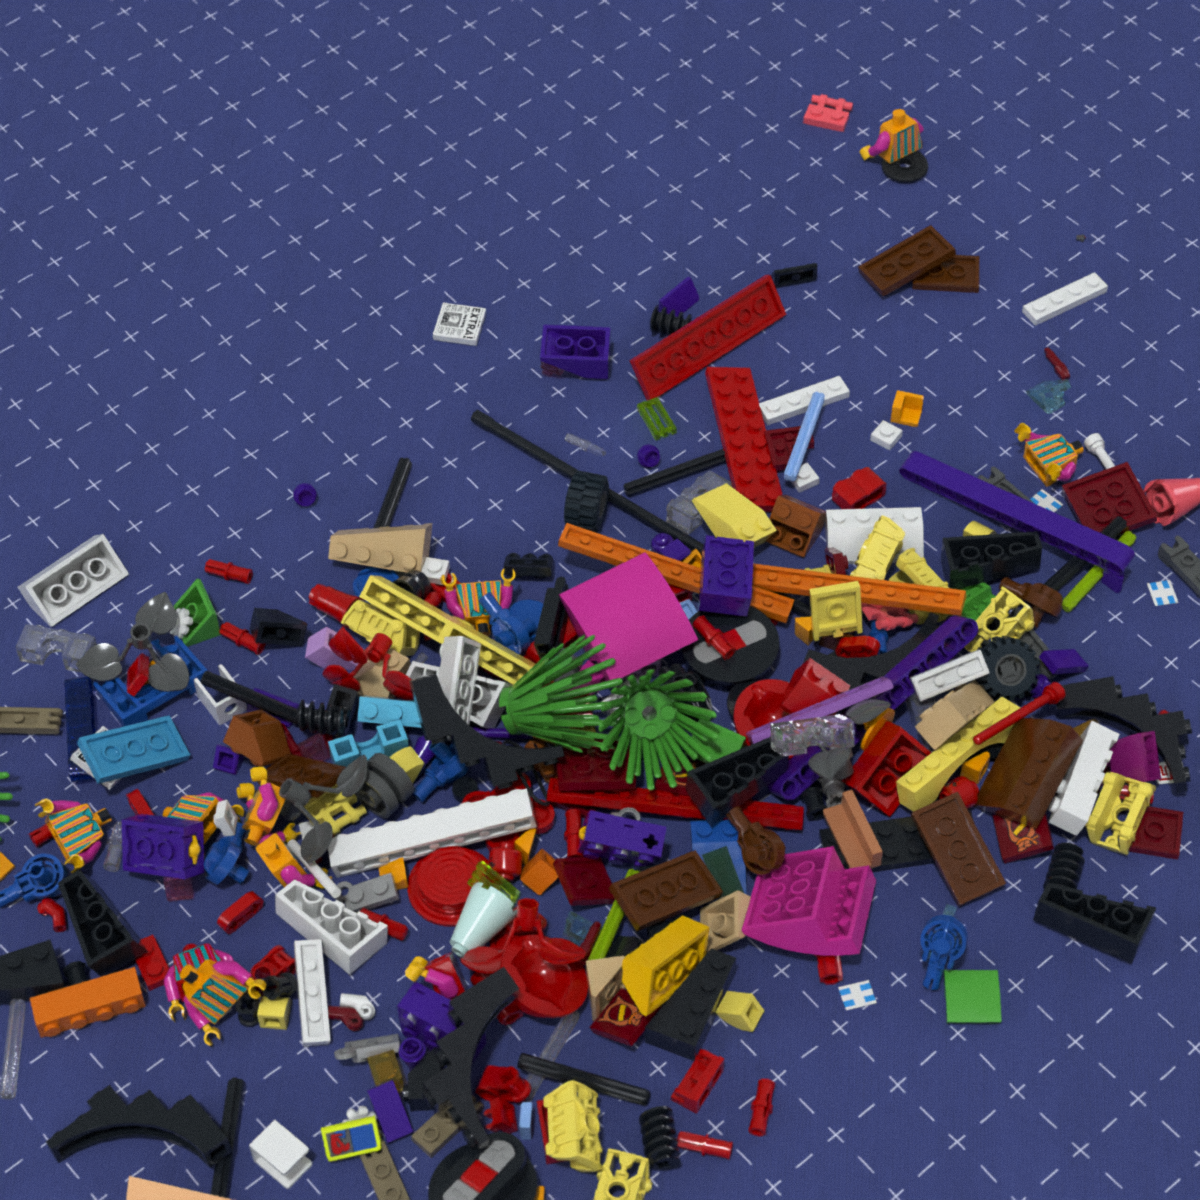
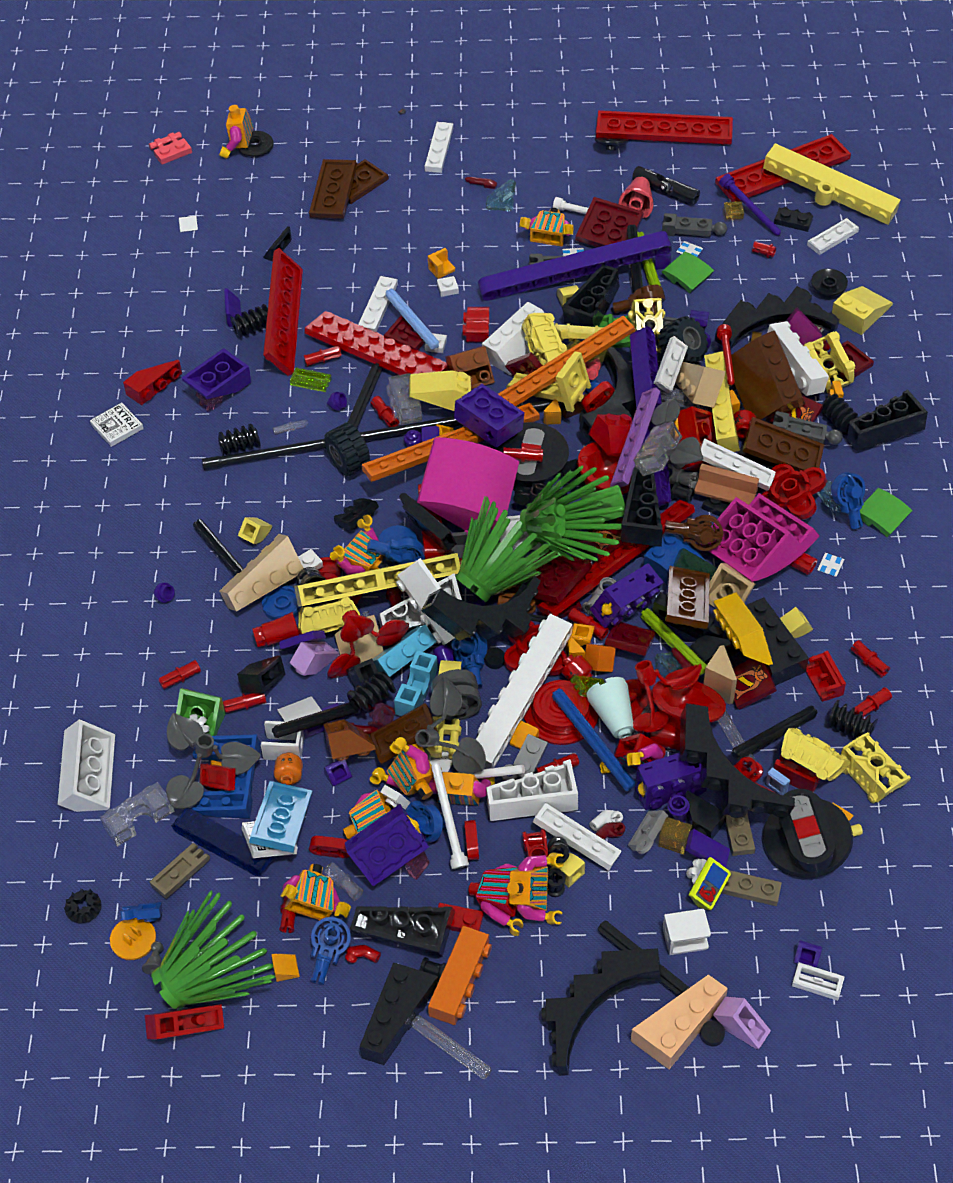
camera: 50 degrees left, 0 degrees up
(195, 720) = (288, 768): none -> orange head
(210, 915) = (458, 858): none -> white piece
(267, 683) = (299, 709): none -> white sticker
(335, 625) = (295, 641): none -> dark purple tile
(432, 919) = (593, 739): none -> blue axle
(436, 506) = (254, 530): none -> light yellow brick
(525, 308) = (150, 381): none -> red slope
(525, 420) = (238, 439): none -> black piece
(551, 837) = (582, 633): none -> light orange slope
(676, 489) = (384, 412): none -> red pin
(691, 405) = (322, 355): none -> red axle
(751, 195) = (188, 223): none -> white sticker
(883, 820) = (728, 460): none -> white plate
(910, 895) = (795, 489): none -> red plant
(1005, 853) = (807, 428): none -> dark grey plate
(1091, 848) = (836, 388): none -> light orange plate
(1125, 610) = (688, 271): none -> bright green slope

